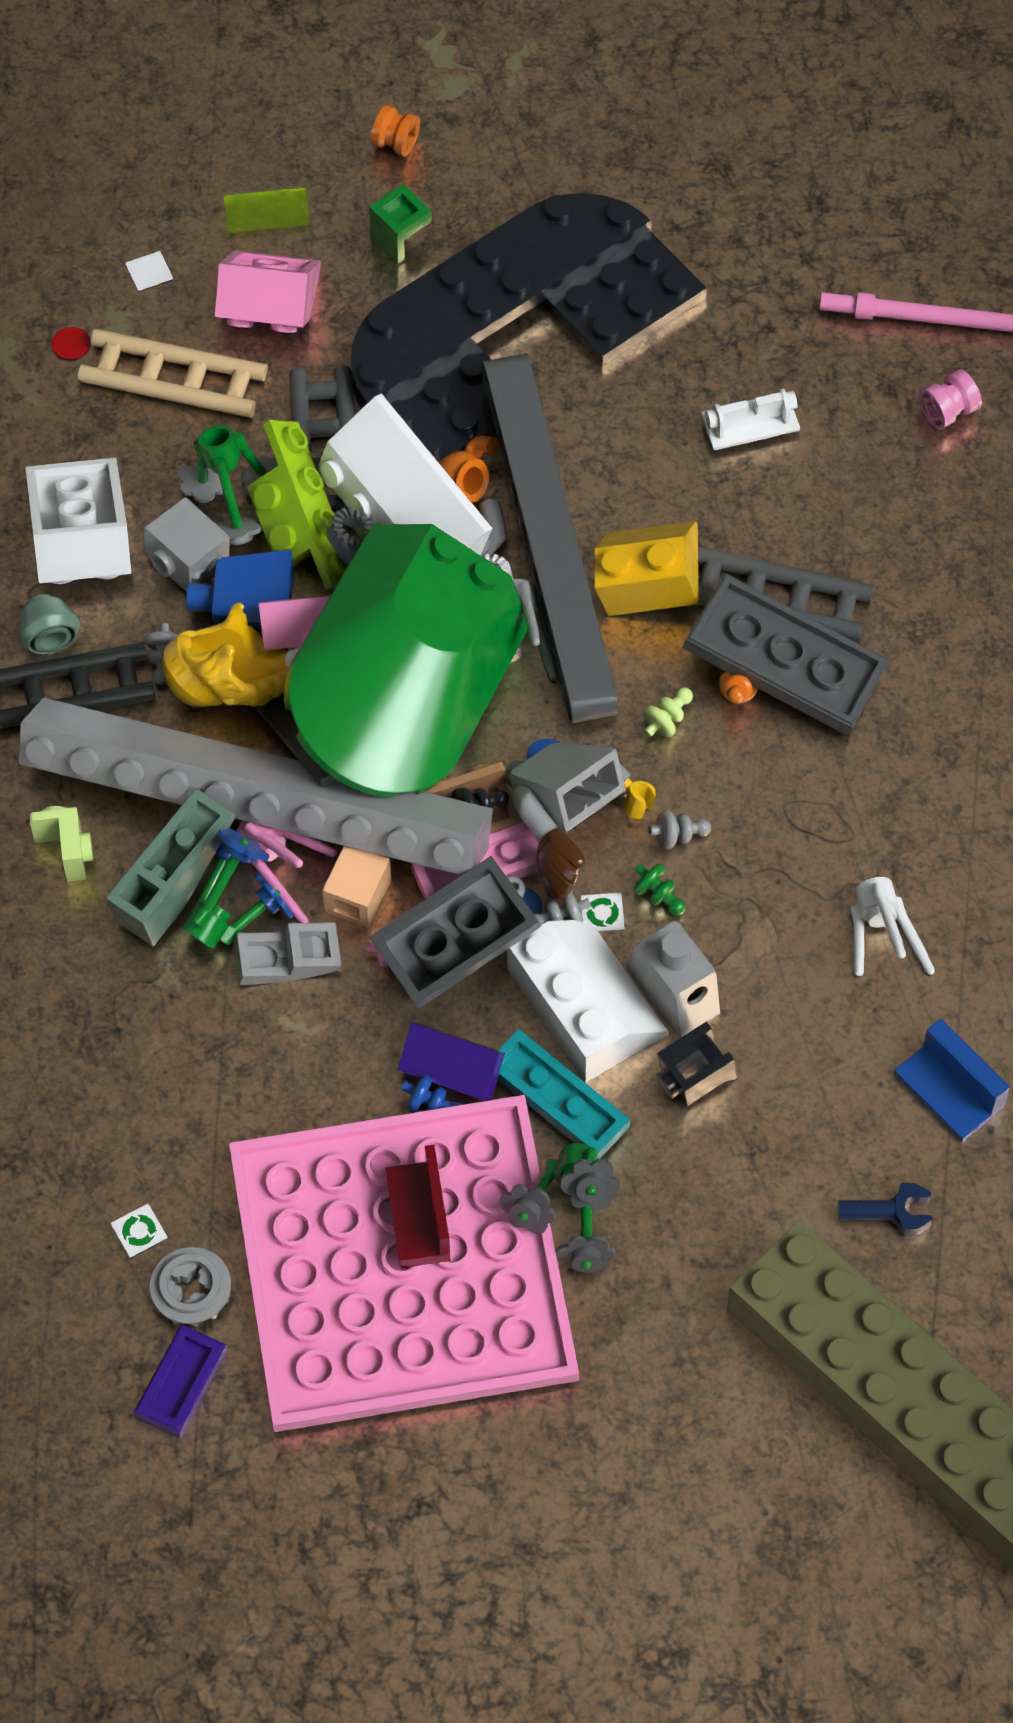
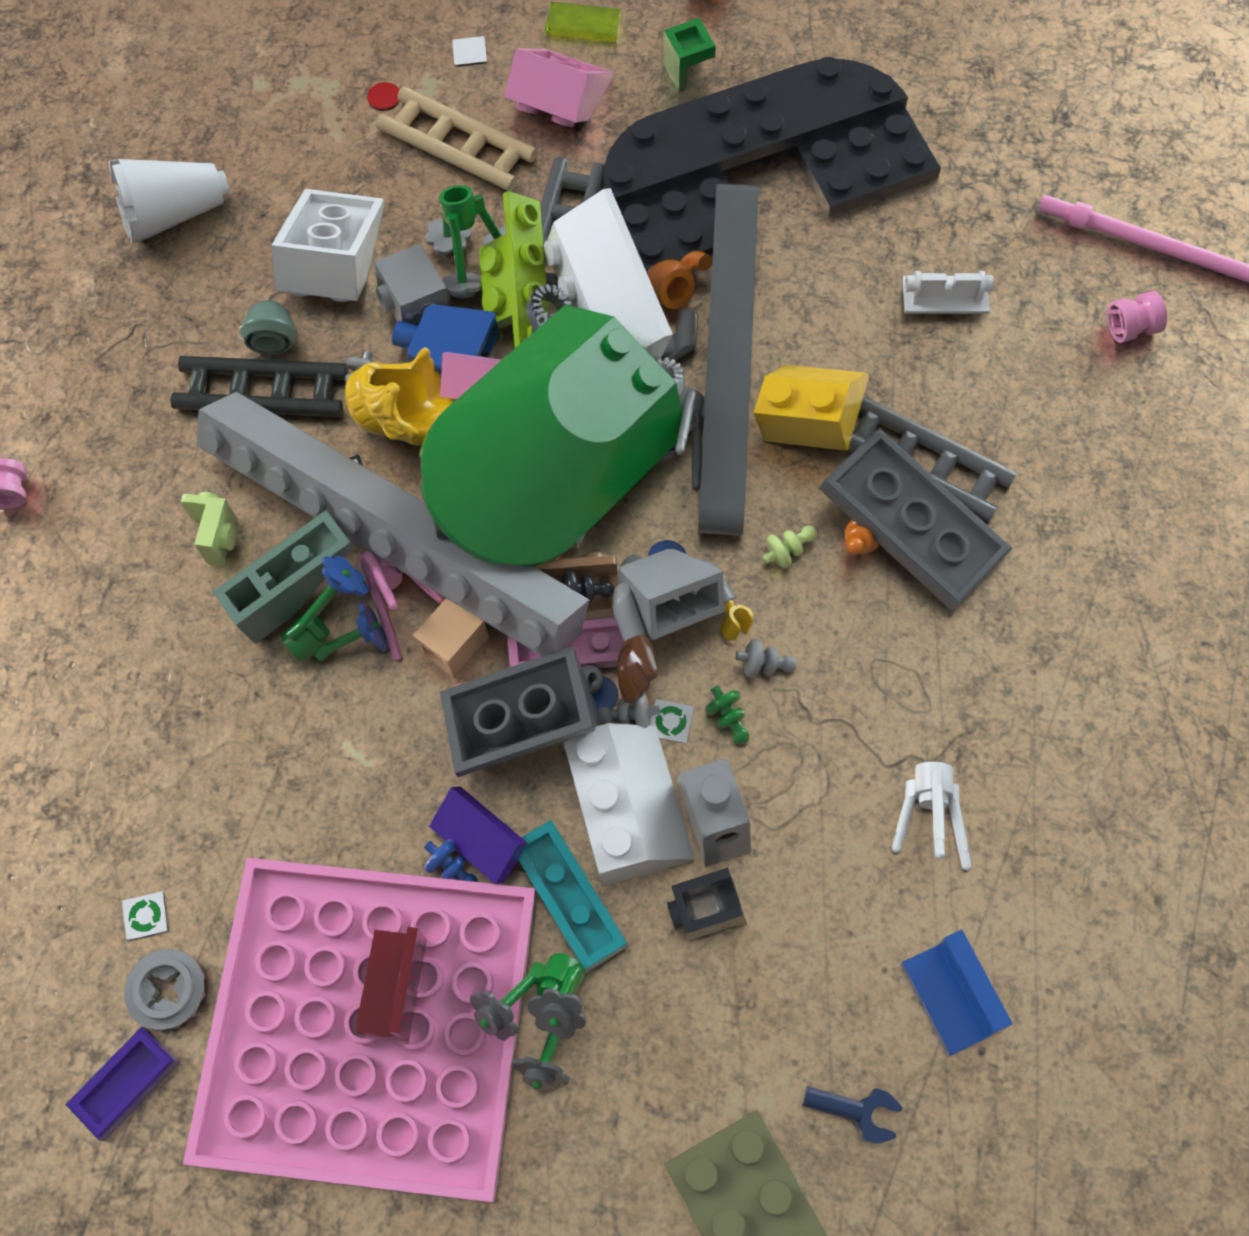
camera: 20 degrees right, 5 degrees up
(287, 956) = (369, 685): light grey slope -> none

